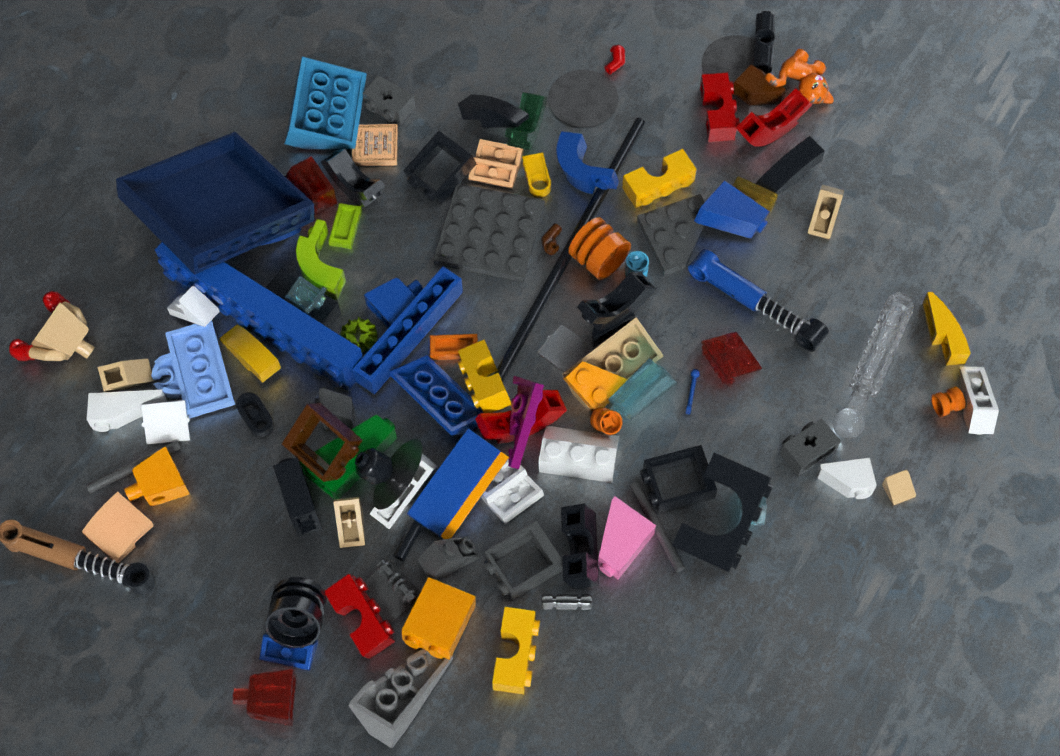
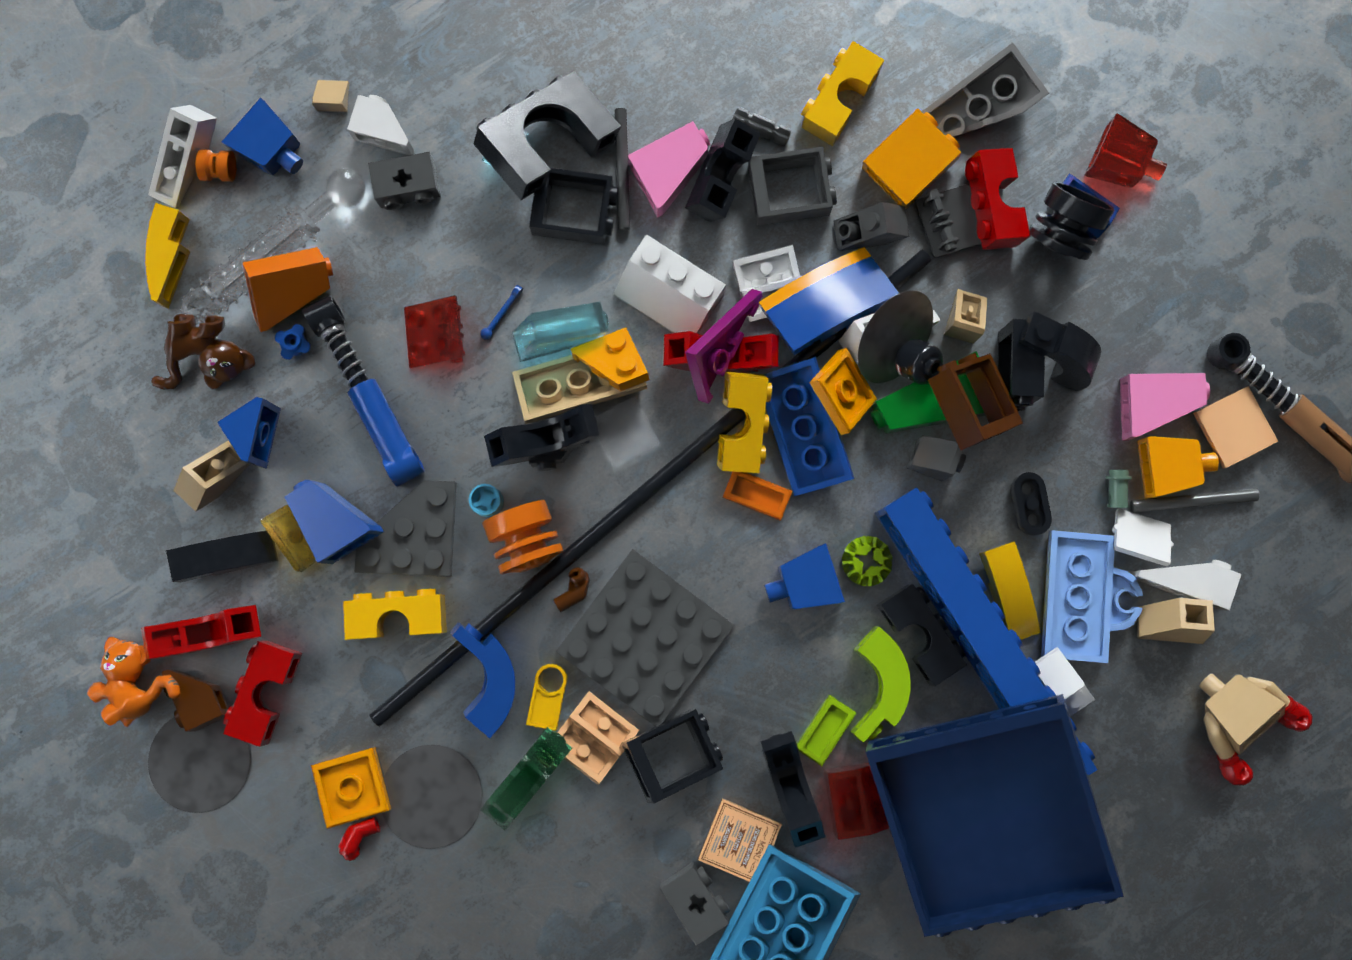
camera: 160 degrees left, 20 degrees up
(181, 521) = (1159, 399): none -> bright pink slope
(195, 454) = (1118, 488): none -> sand green pin
(269, 504) = (1067, 344): none -> black arch
(306, 295) = (919, 623): clear light blue bracket -> none
(408, 330) = (807, 529): blue brick -> none
(421, 421) = (843, 391): none -> light orange tile
(491, 112) = (566, 811): black slope -> none
(611, 423) = (622, 310): orange wheel -> none
(634, 82) = (351, 787): none -> light orange tile
(764, 41) = (135, 784): black piece -> none
(813, 238) = (252, 430): none -> blue slope
(824, 306) = (301, 343): none -> blue plate
(849, 340) = (285, 284): none -> orange slope
(867, 278) = (217, 359): none -> reddish brown animal
(924, 432) = (264, 141): none -> blue torso

